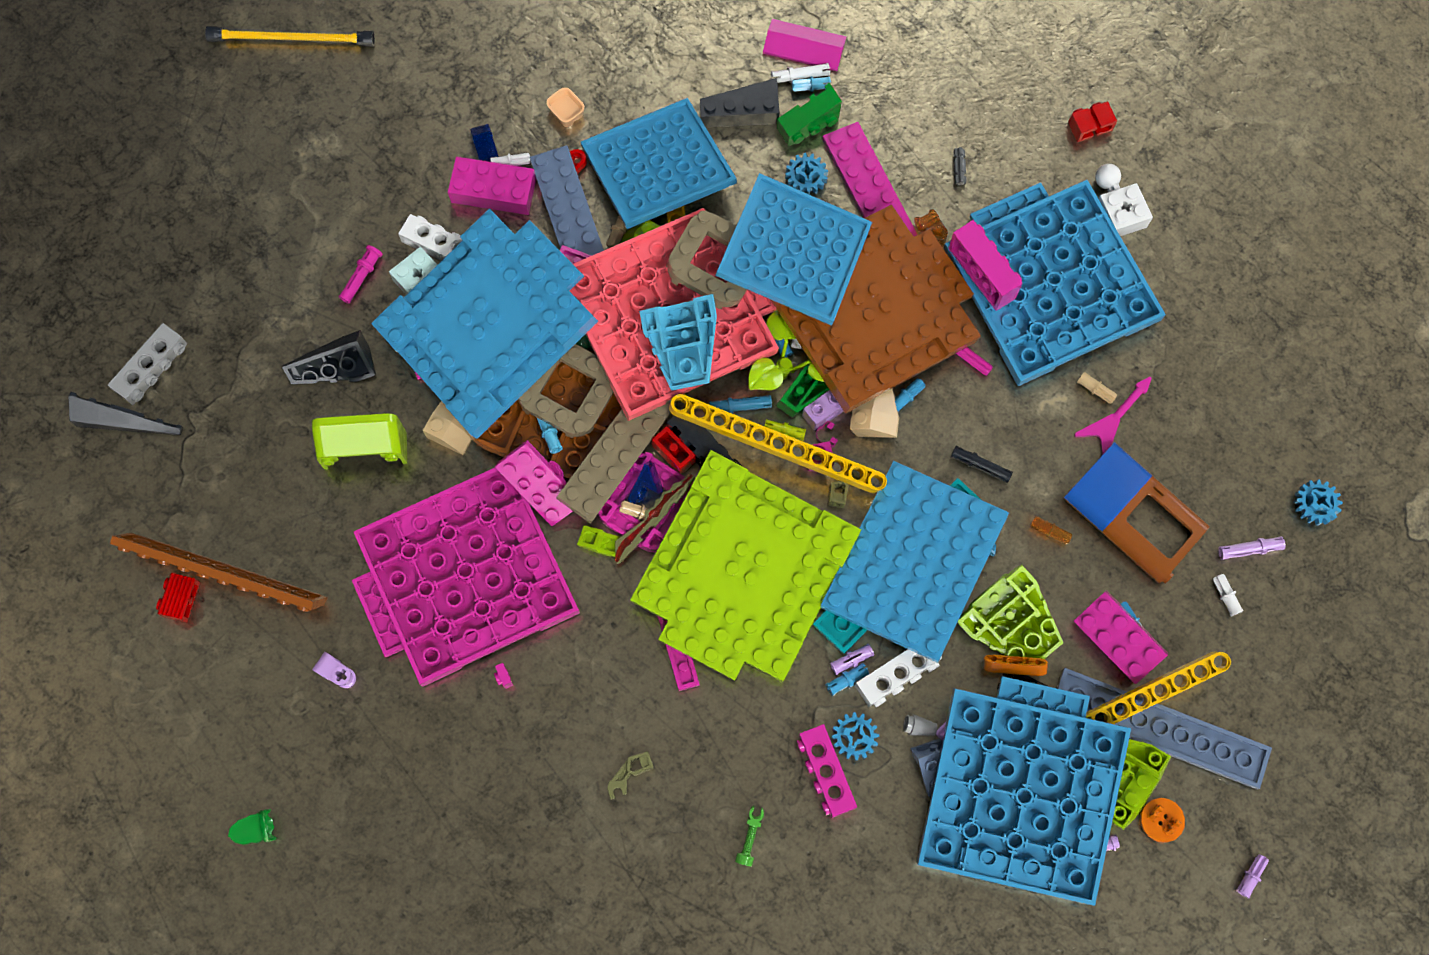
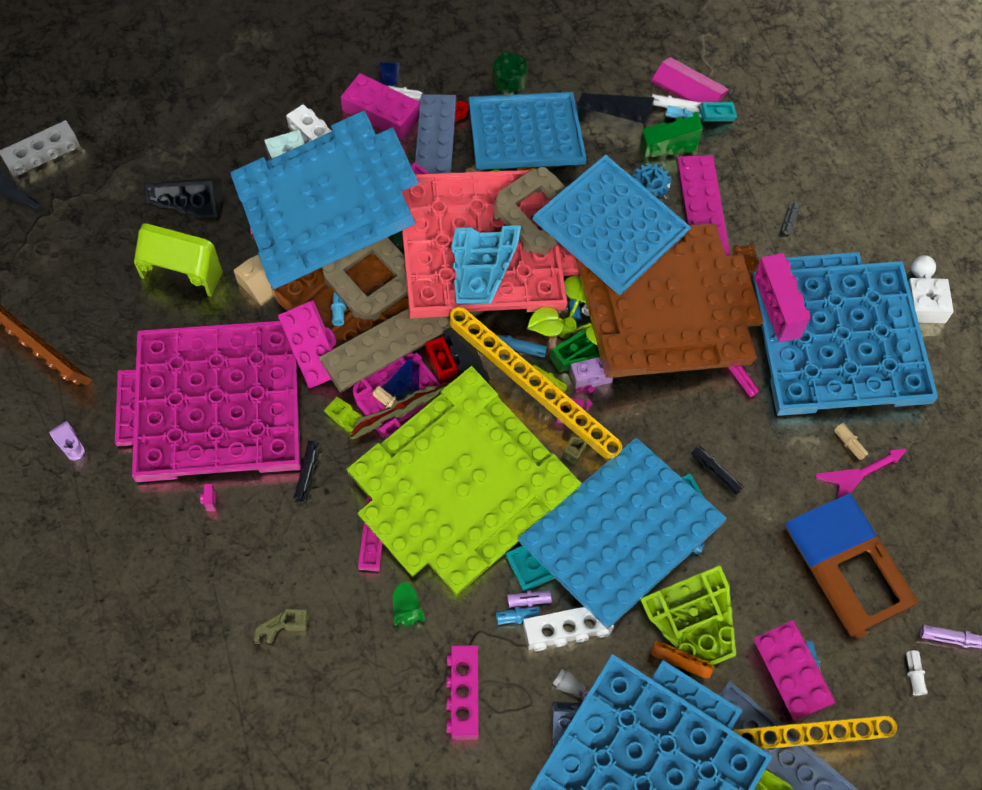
camera: 20 degrees right, 10 degrees down
(364, 266) = (248, 133): dark pink pin -> none
(565, 106) = (468, 68): light nougat piece -> none
(586, 607) = (308, 463): none -> black pin
(613, 98) = (510, 72): none -> dark green brick
(739, 709) = (406, 605): none -> green piece
(754, 822) = (354, 742): bright green bar -> none
(845, 733) = (510, 675): dark azure gear -> none
(846, 69) = (718, 111): none -> teal plate
(876, 417) = (634, 394): tan wedge -> none
(909, 393) = (670, 388): dark azure axle -> none
(1051, 530) = (762, 551): clear orange axle -> none
(1097, 118) = (931, 218): red piece -> none

